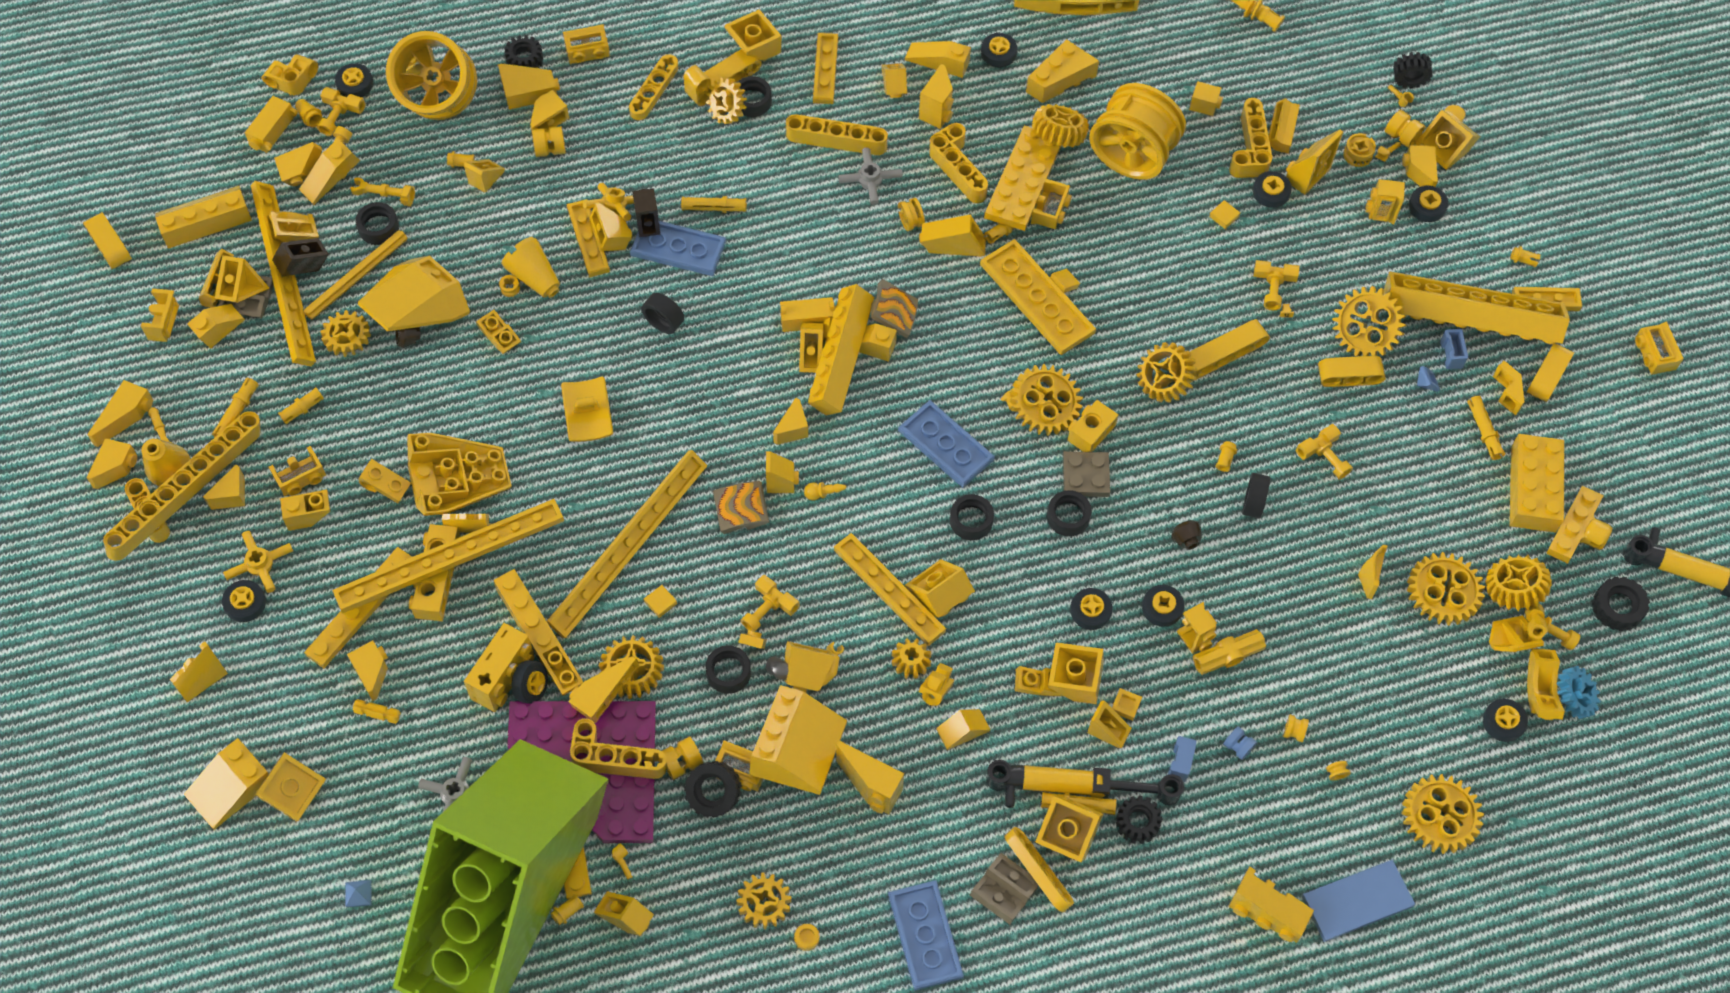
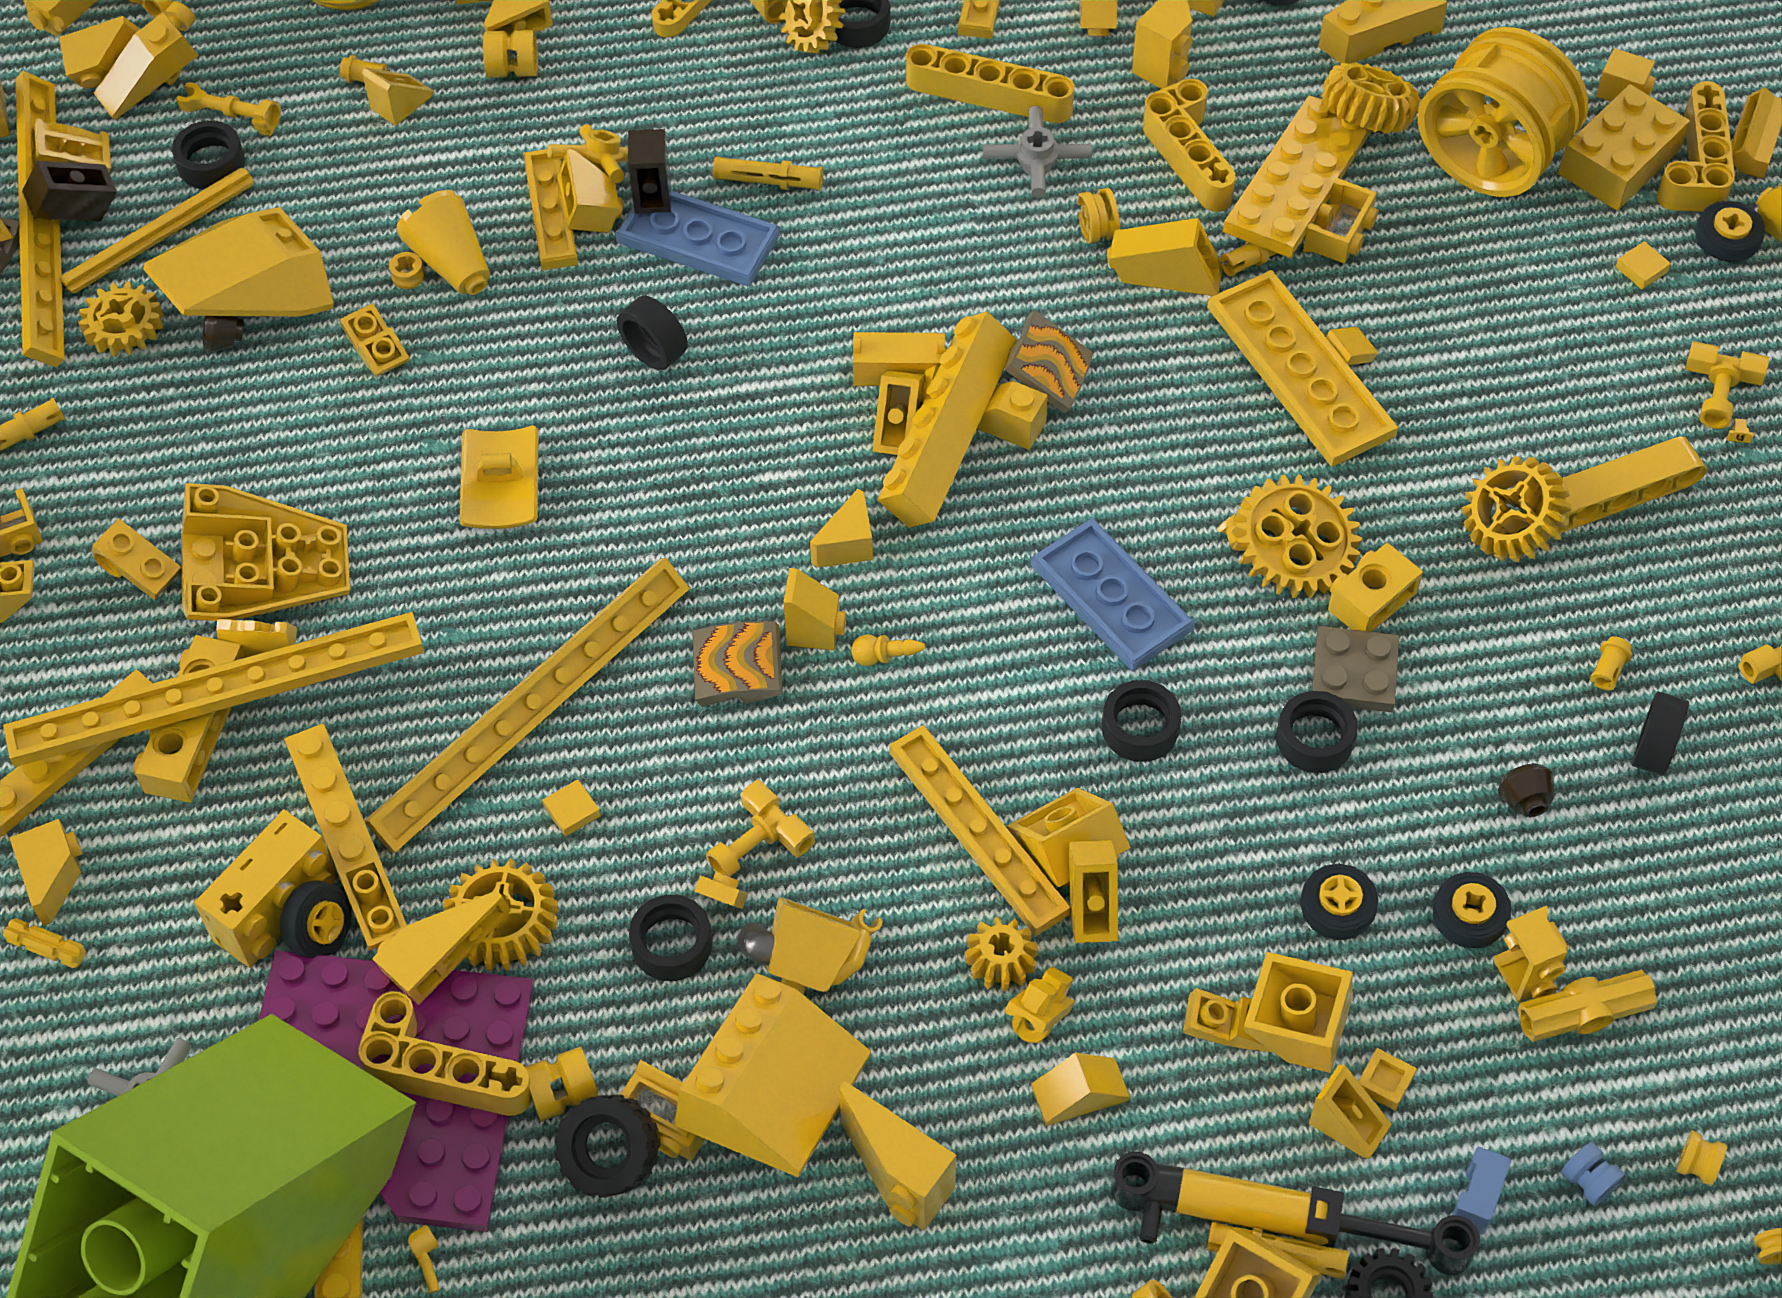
camera: 10 degrees right, 5 degrees down
(958, 618) = (1093, 891): none -> yellow brick
(1207, 142) = (1623, 147): none -> yellow brick

